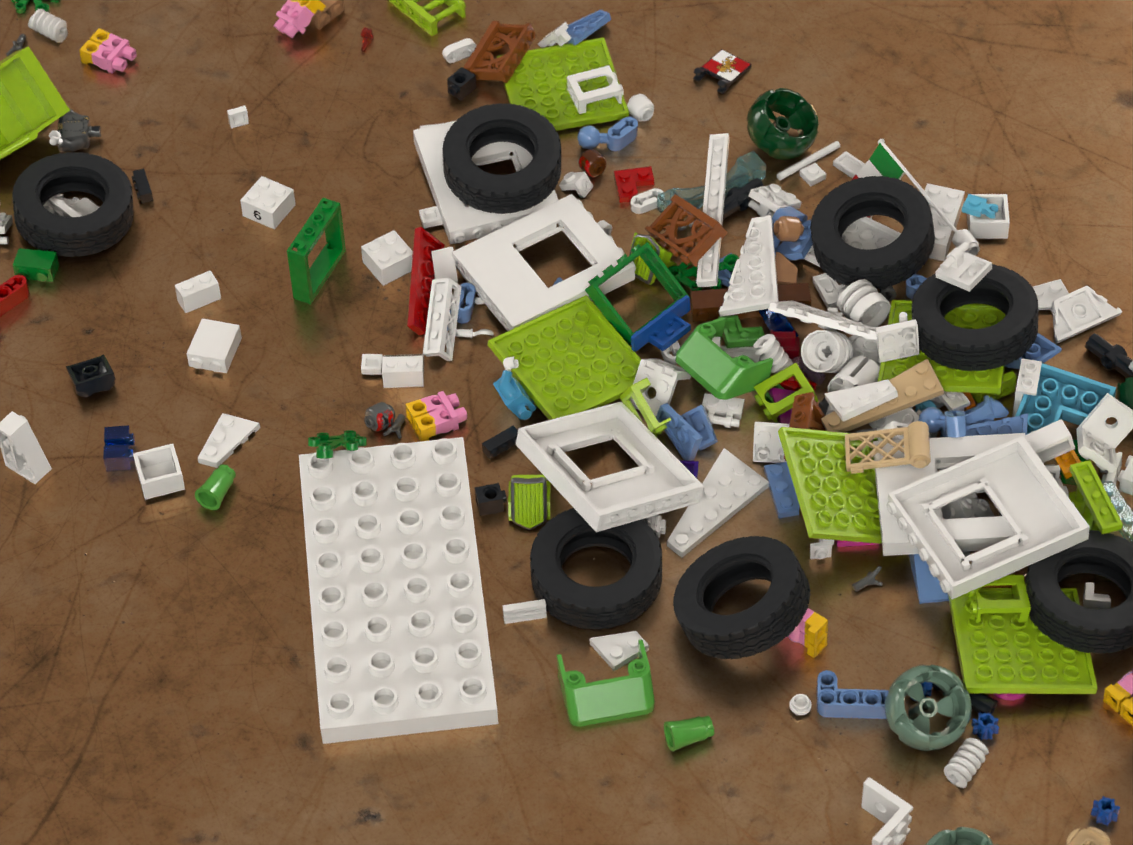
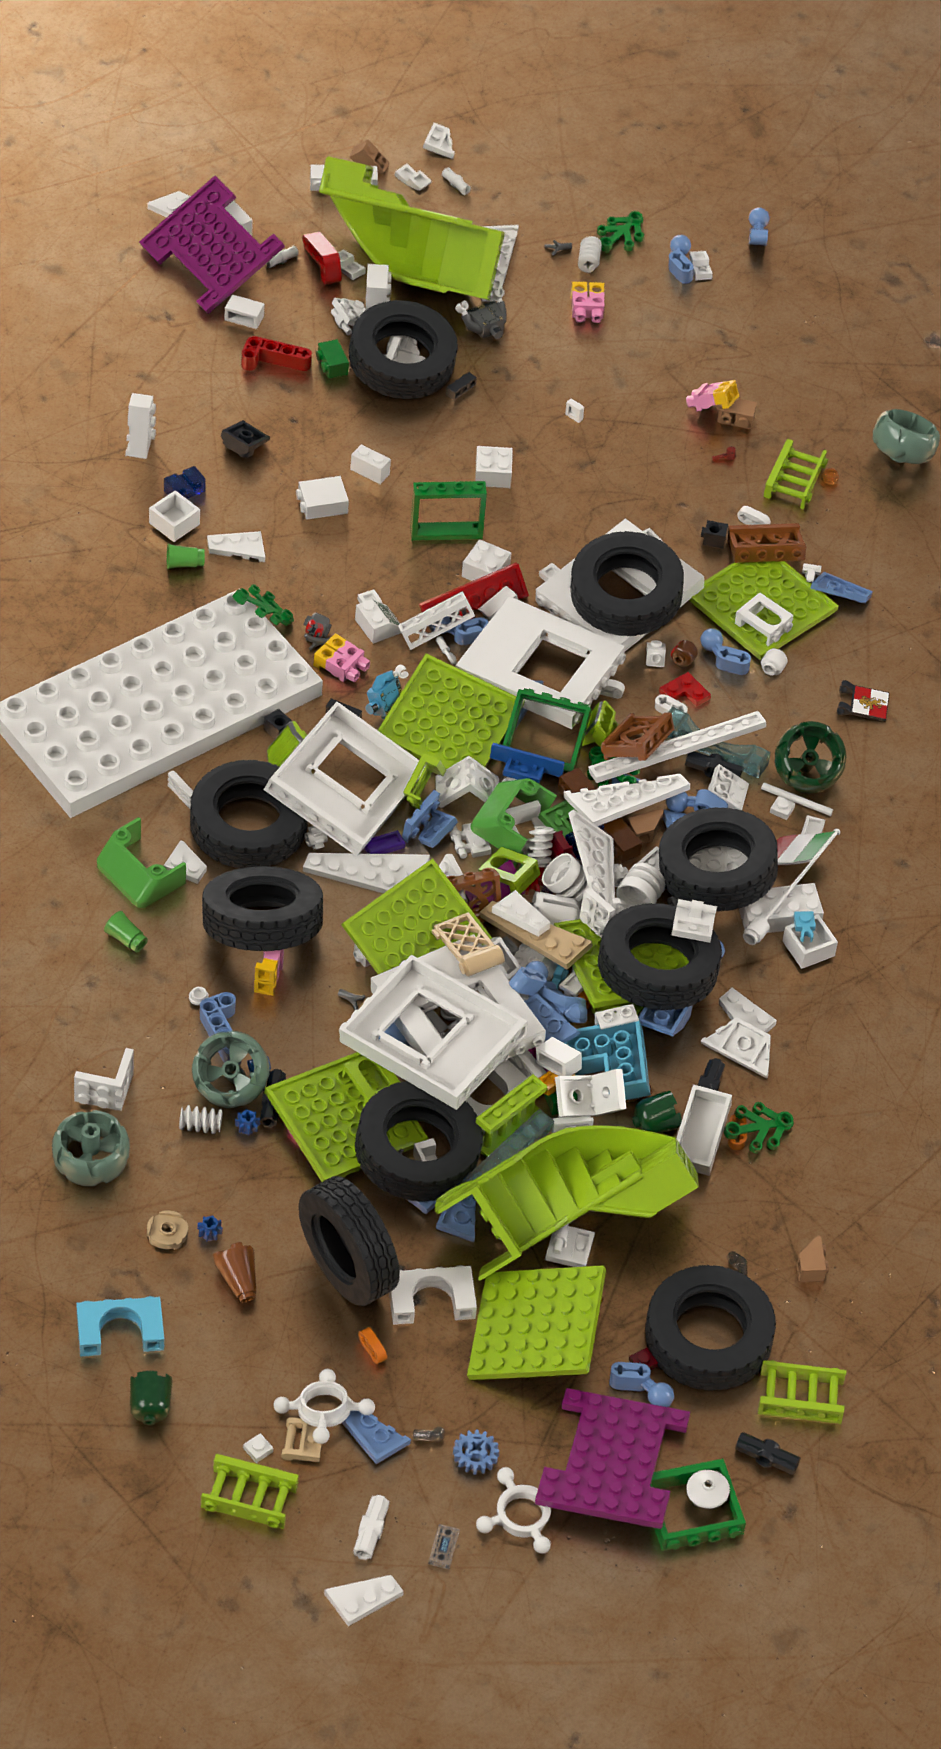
camera: 55 degrees right, 0 degrees up
(788, 228) = (687, 802): medium nougat head -> none

